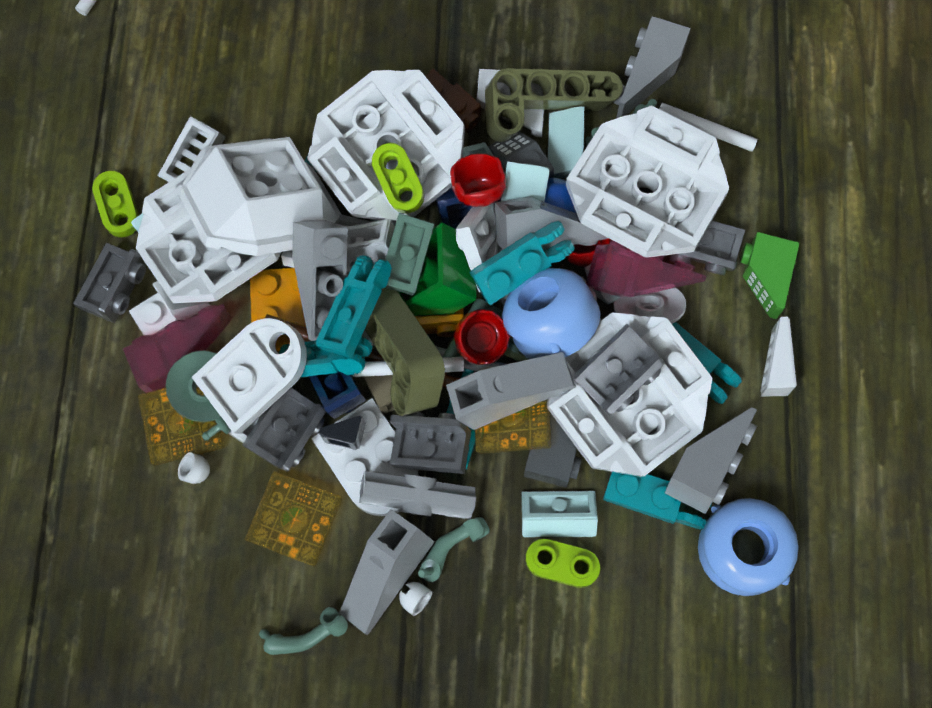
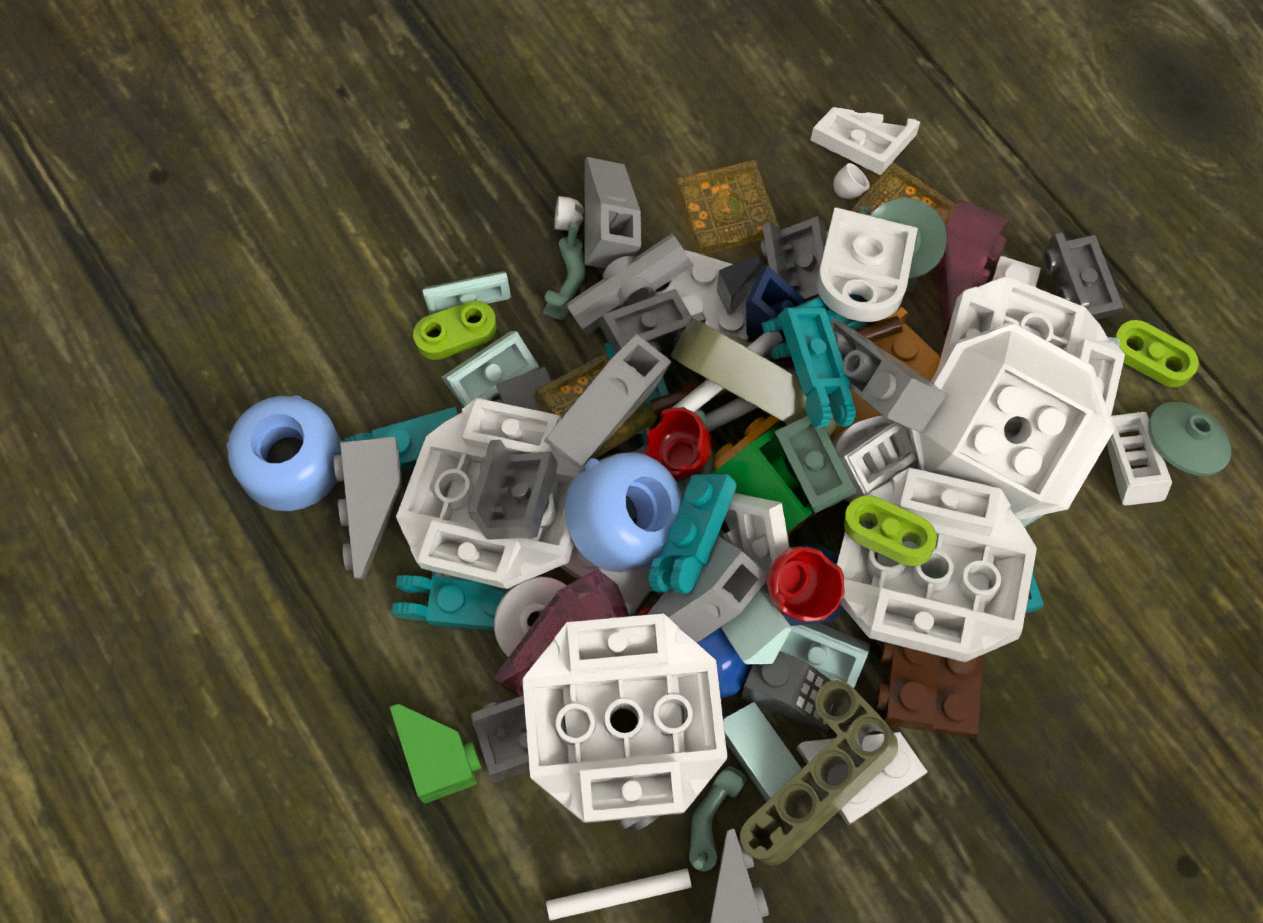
camera: 140 degrees right, 5 degrees down
(150, 140) = (1189, 438): none -> sand green dish
(152, 496) = (863, 137): none -> white wing
(331, 624) = (636, 122): sand green piece -> none
(532, 589) = (483, 288): none -> light aqua slope
(779, 371) = (356, 644): white slope -> none

